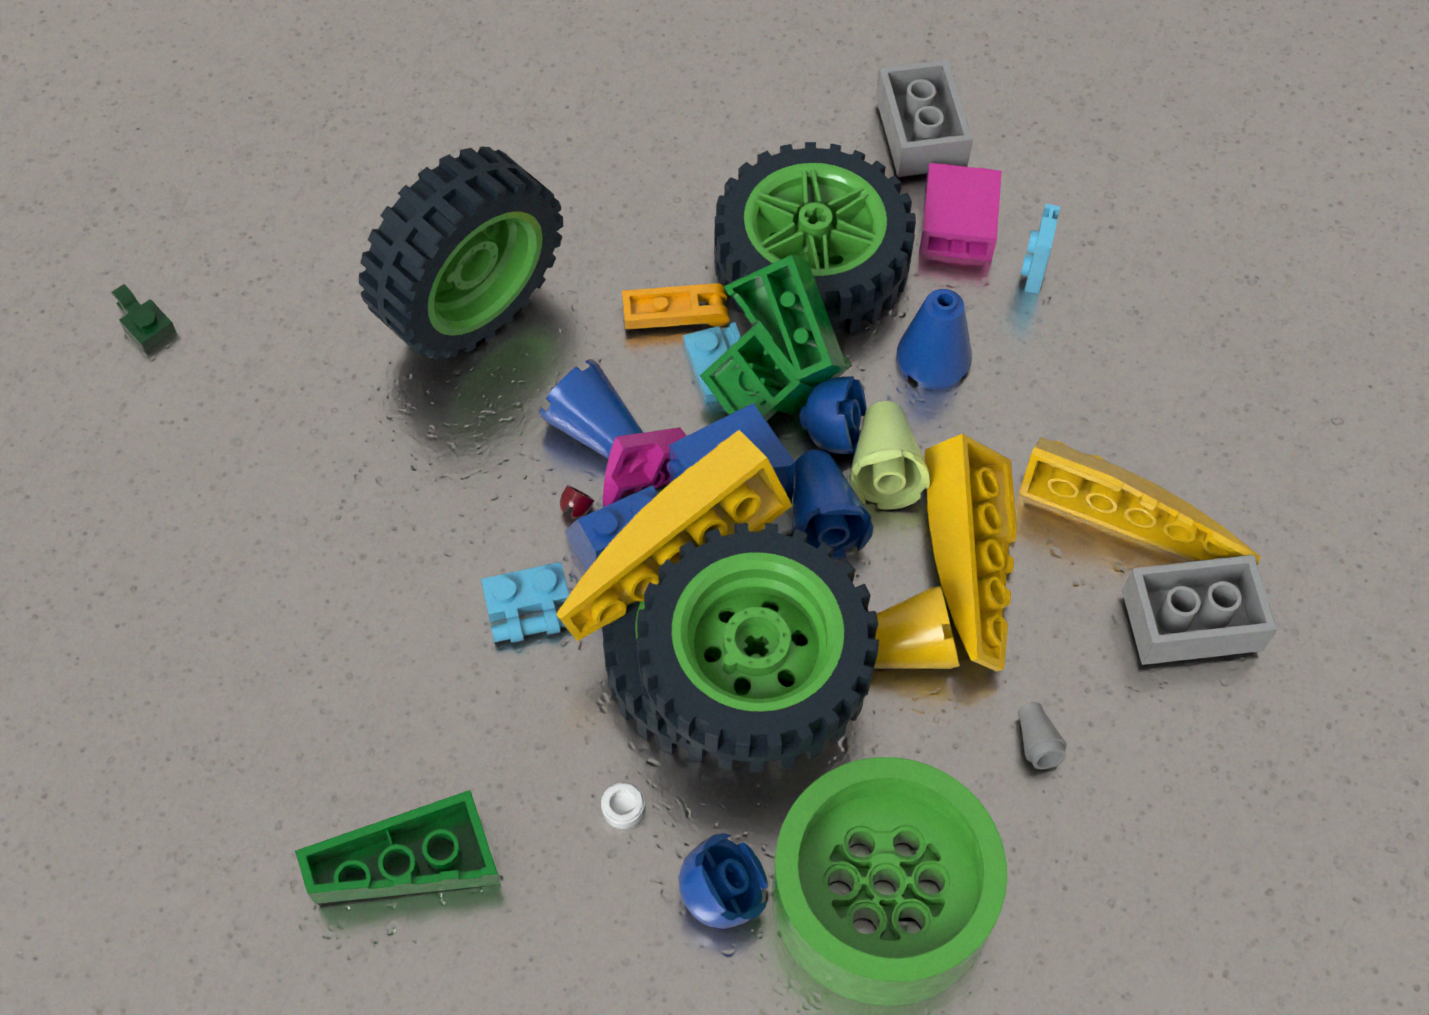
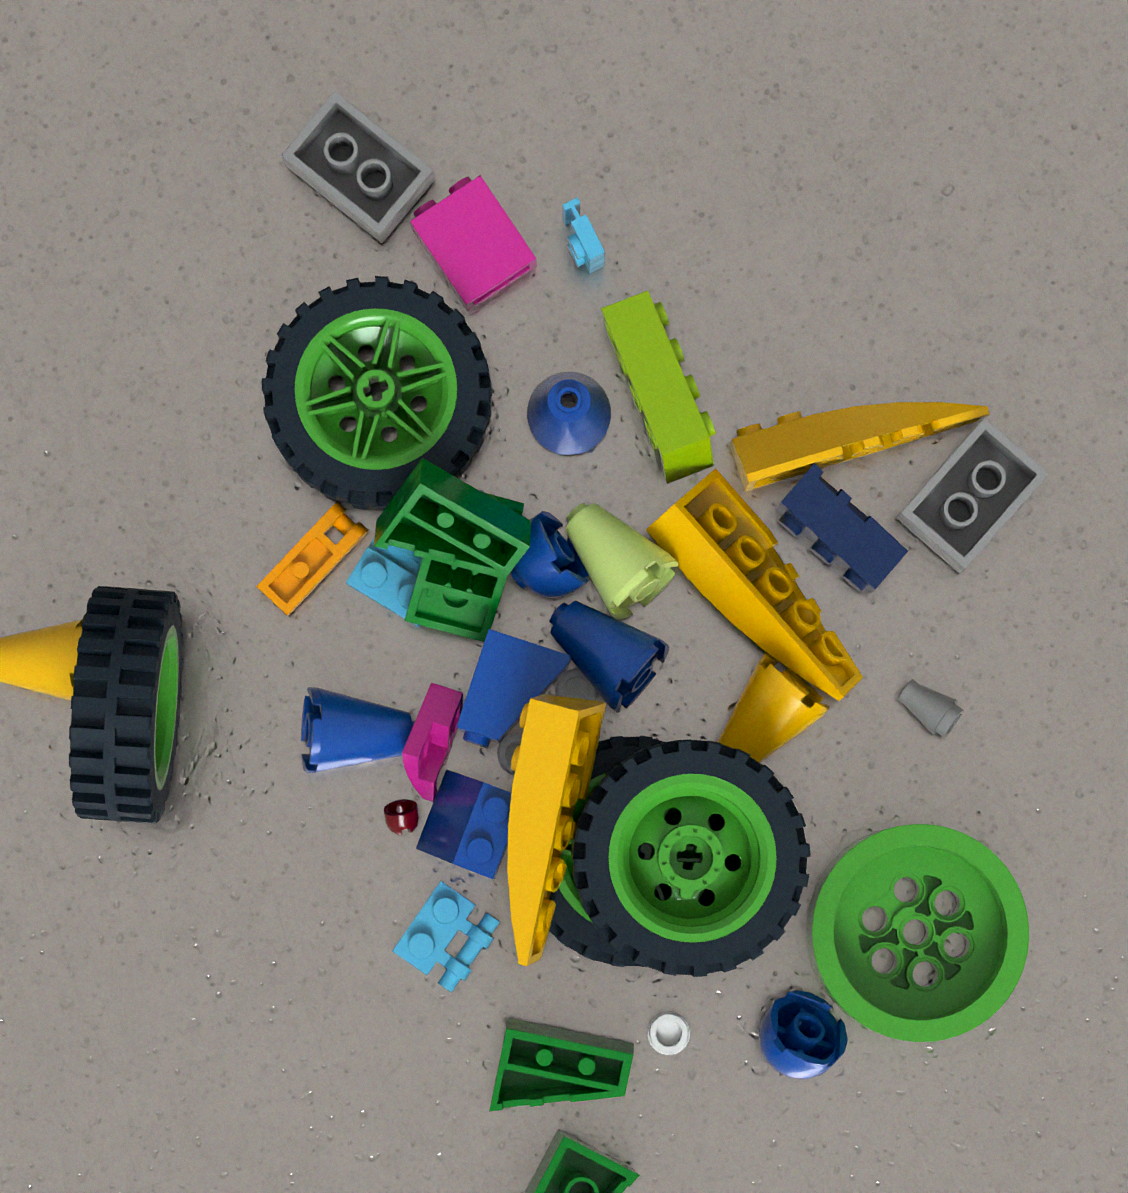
camera: 40 degrees left, 25 degrees up
(514, 746) = (558, 1065): none -> green wedge
(1016, 376) = (660, 385): none -> lime wedge
(1070, 554) = (840, 531): none -> dark blue wedge

